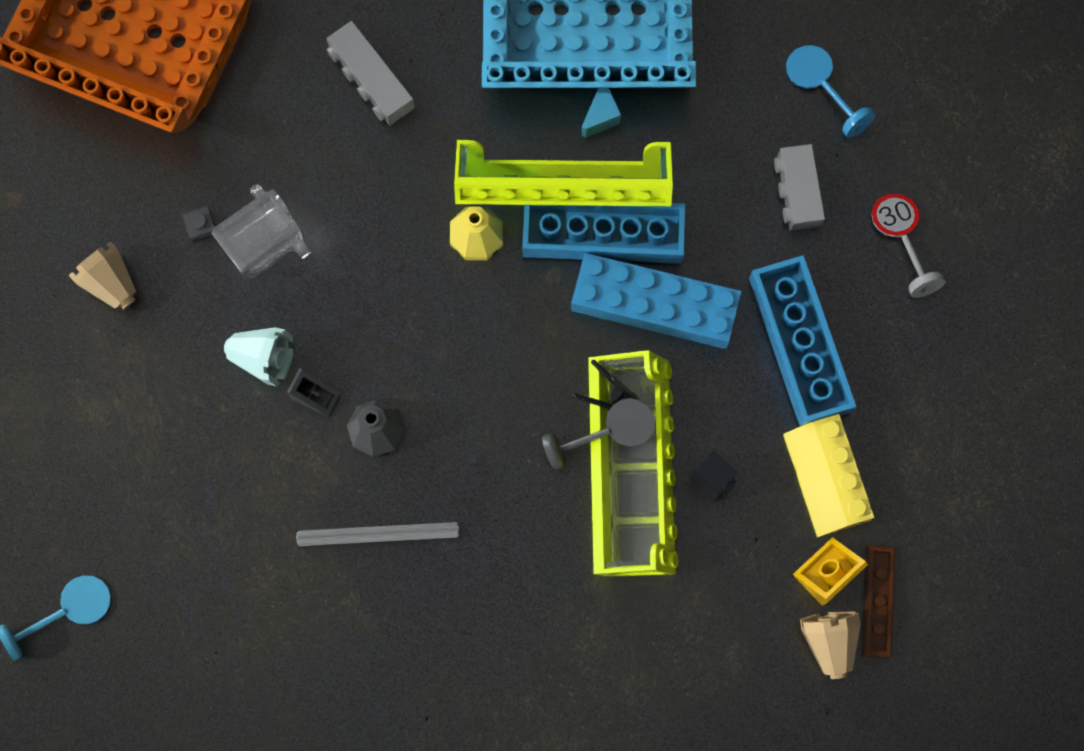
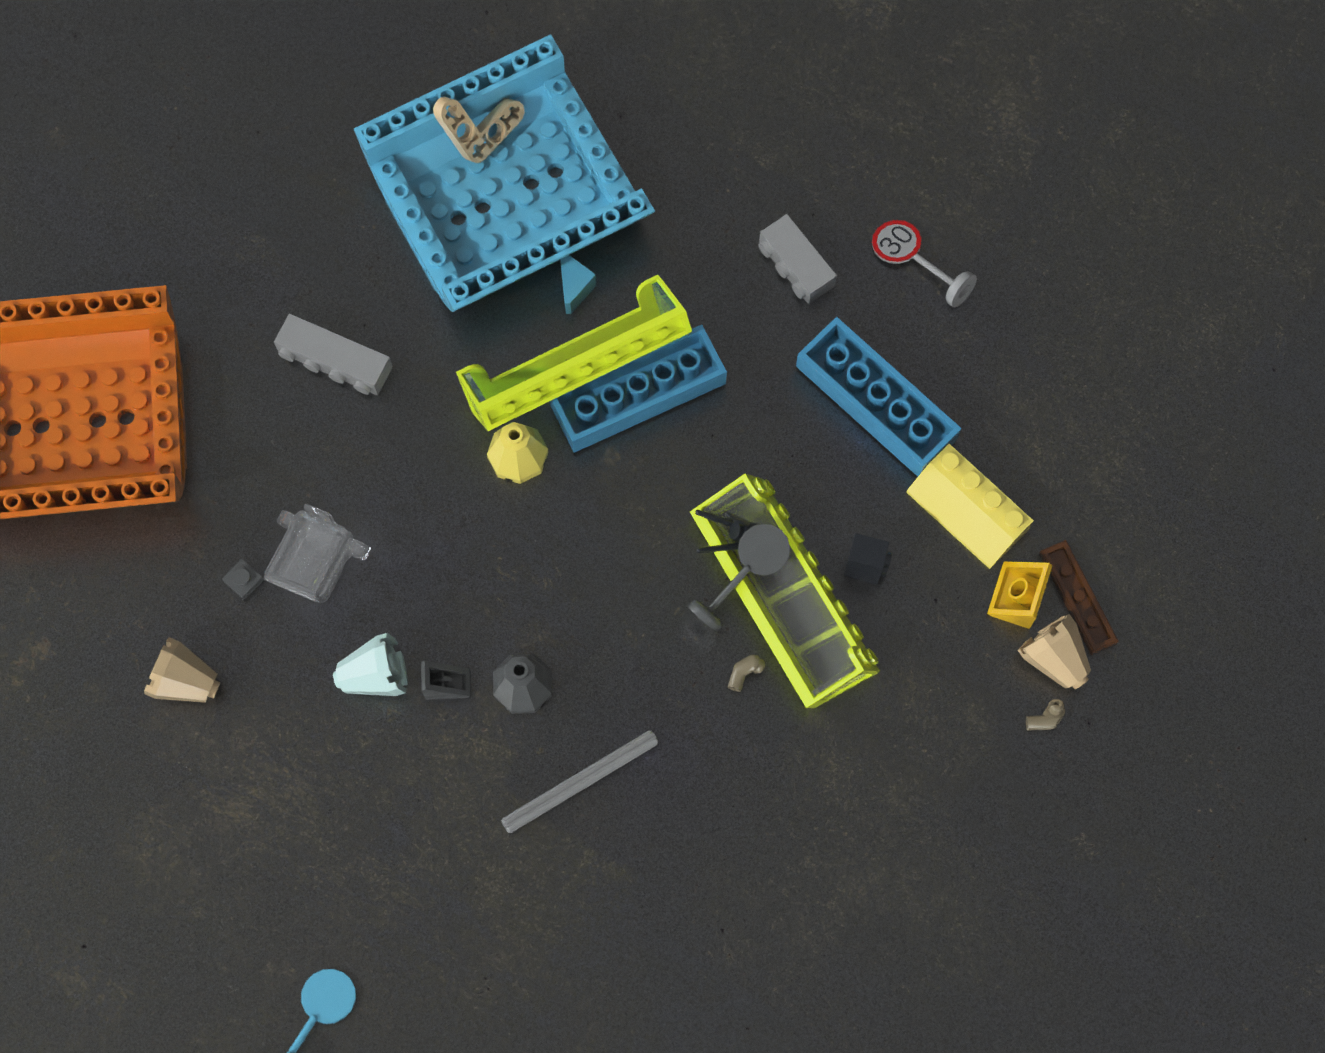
camera: 30 degrees left, 5 degrees down
(562, 511) = (742, 668): none -> dark tan arm
(655, 301) = (722, 429): dark azure brick -> none
(794, 691) = (1049, 719): none -> dark tan arm
(811, 68) = (747, 146): dark azure piece -> none

